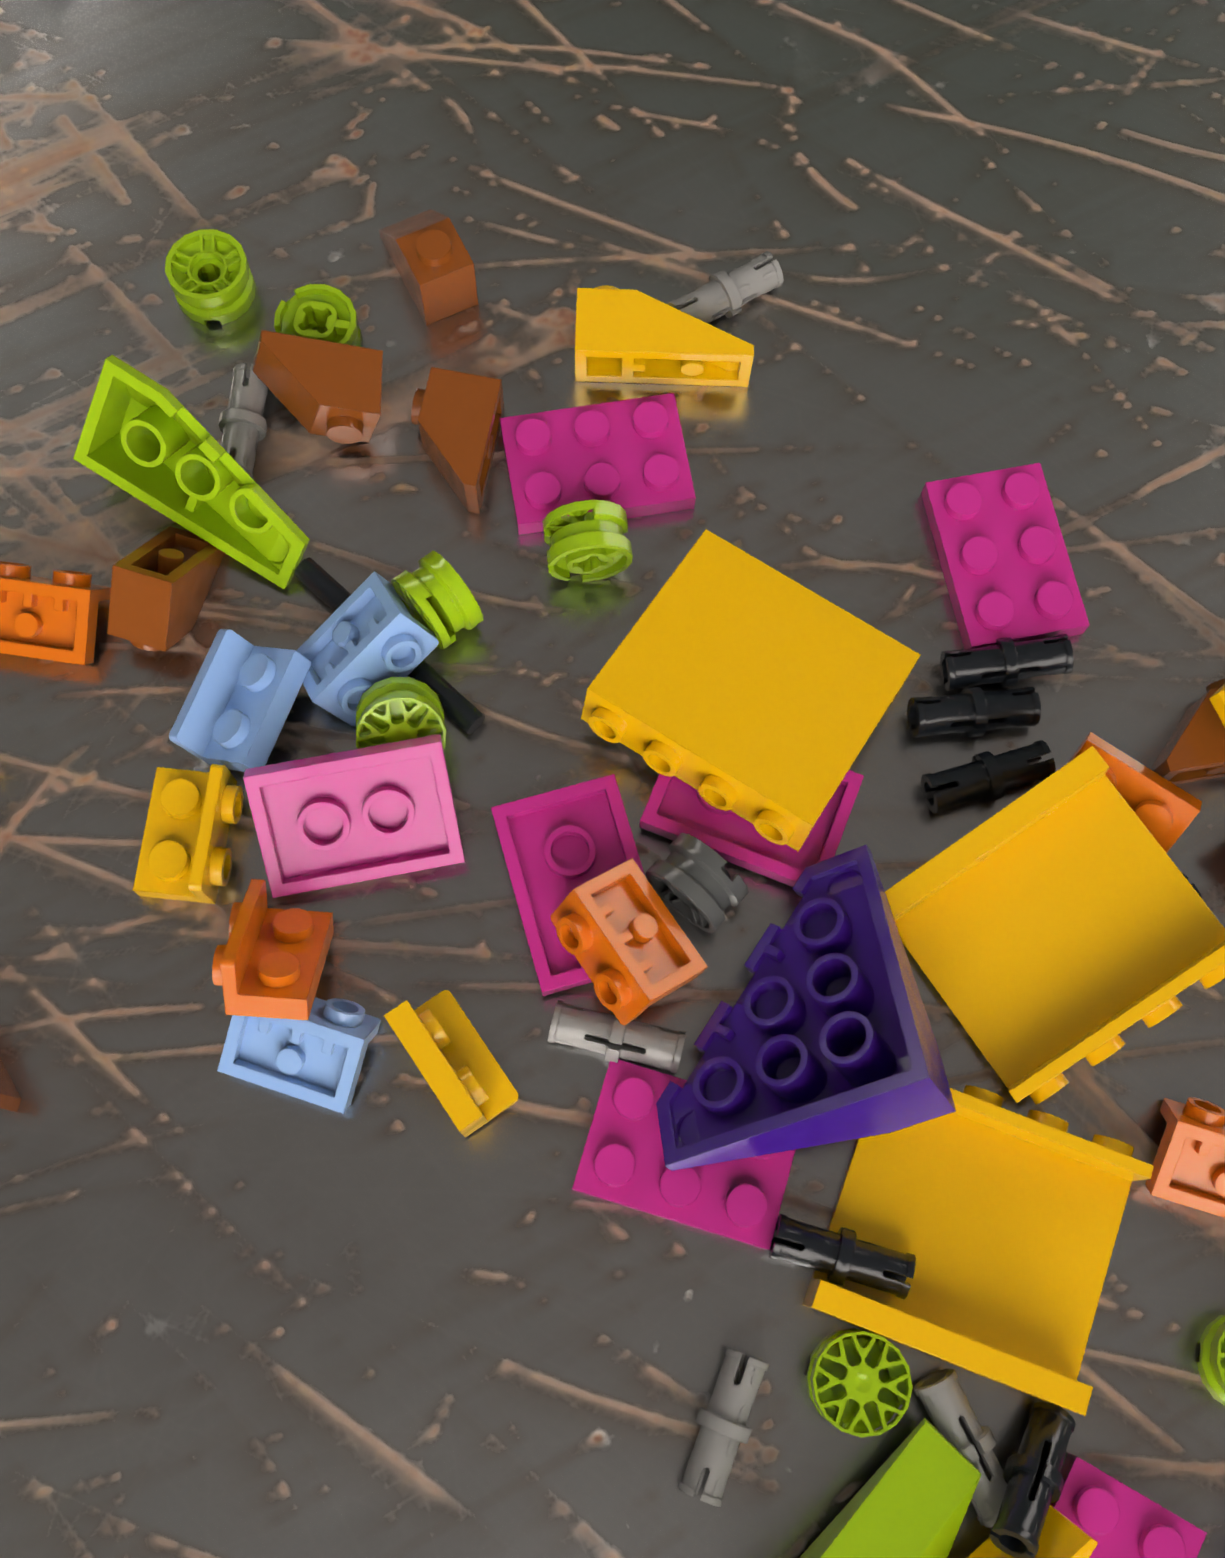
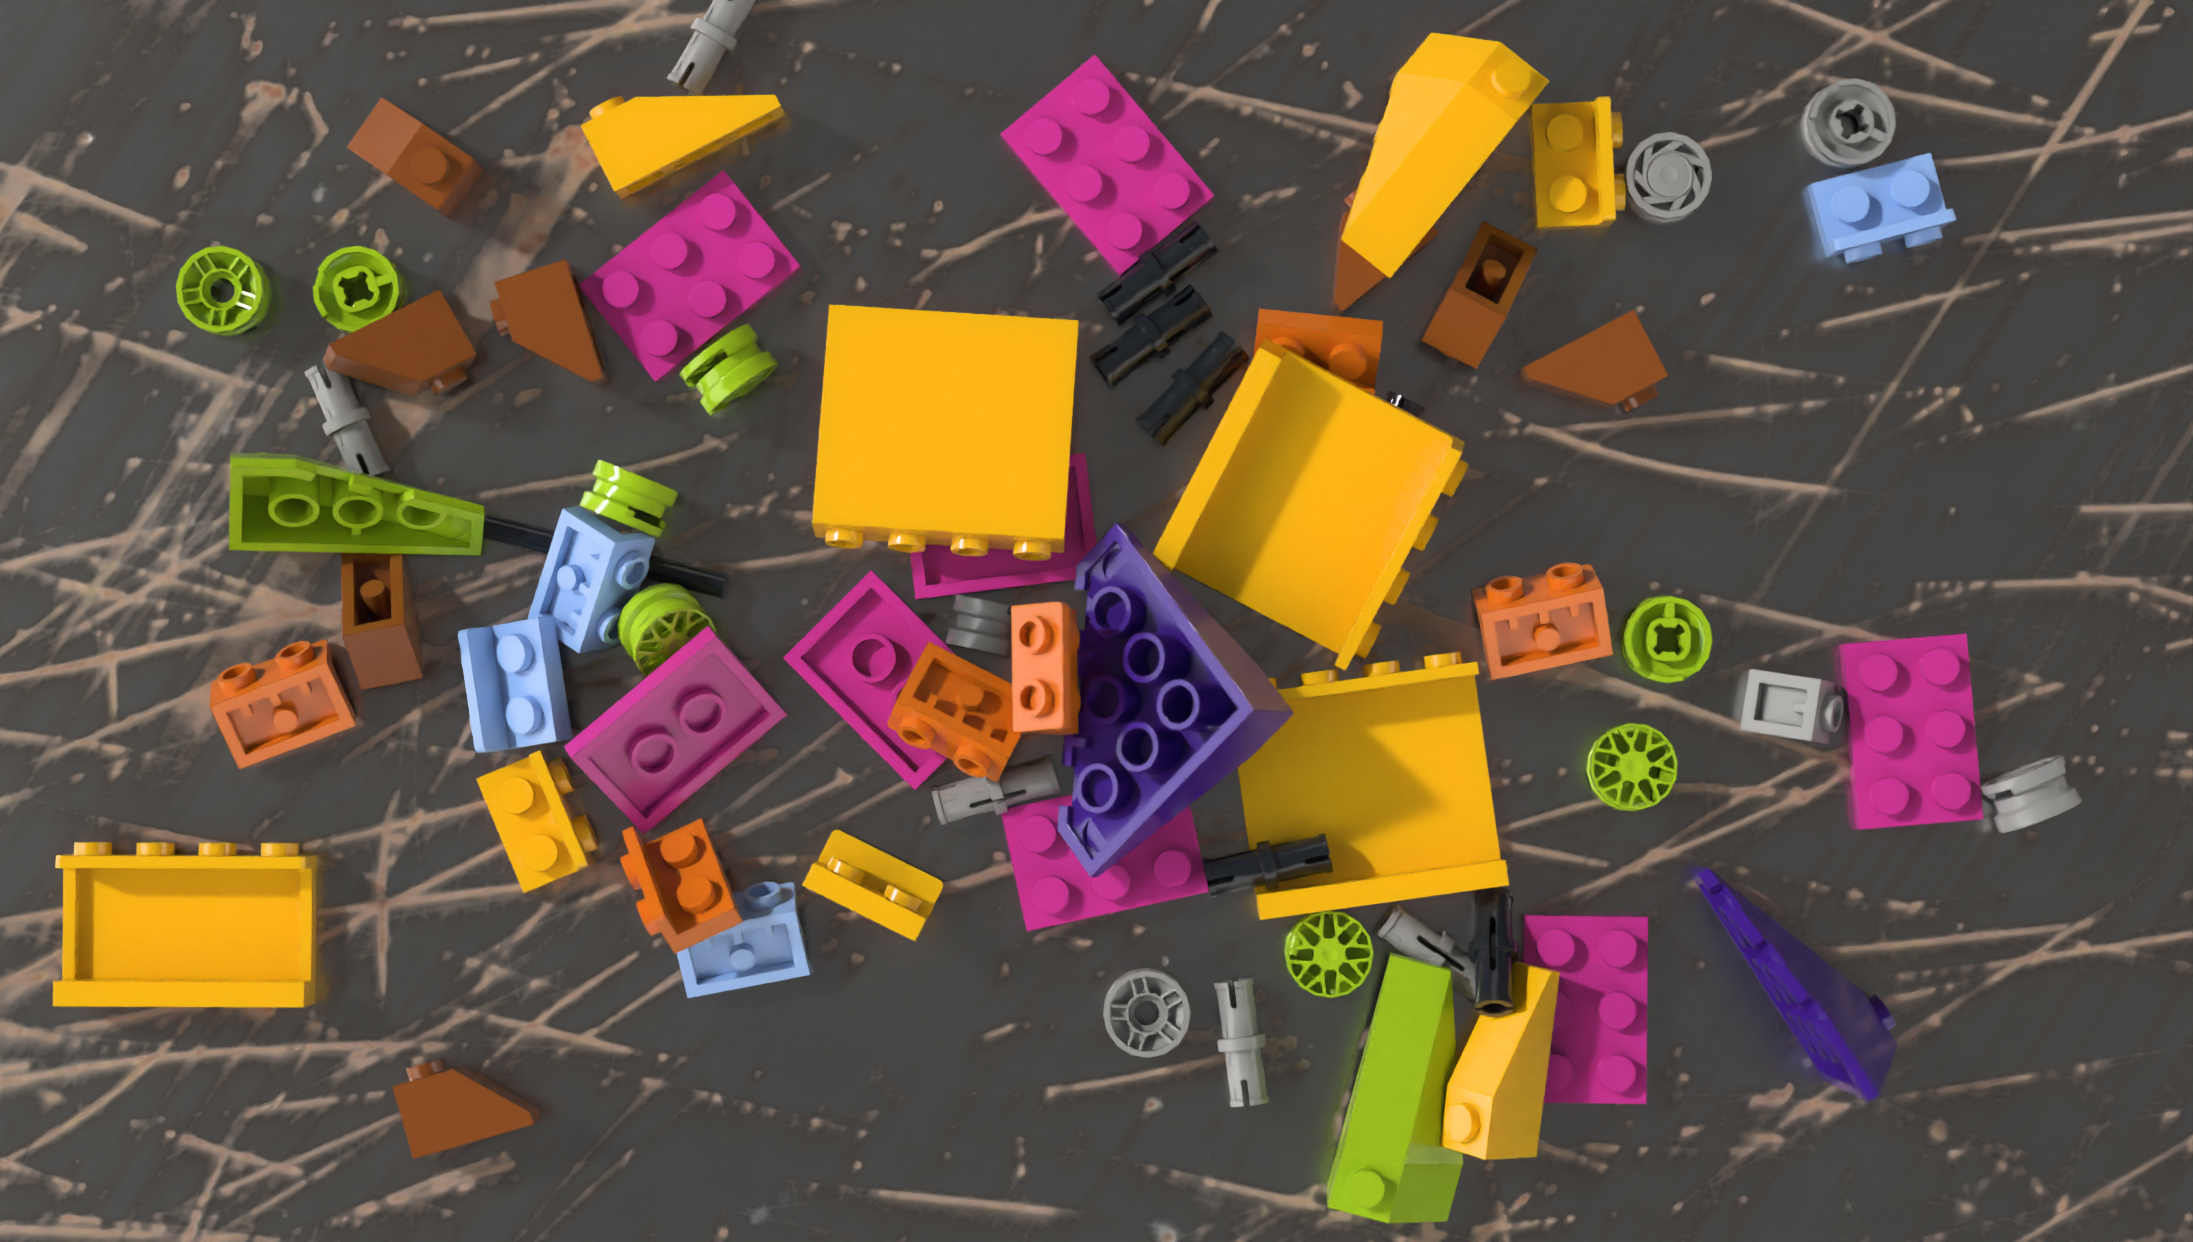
camera: 25 degrees left, 15 degrees up
(638, 1369) = (1154, 1037): none -> light grey wheel
(730, 938) = (1045, 669): none -> orange bracket

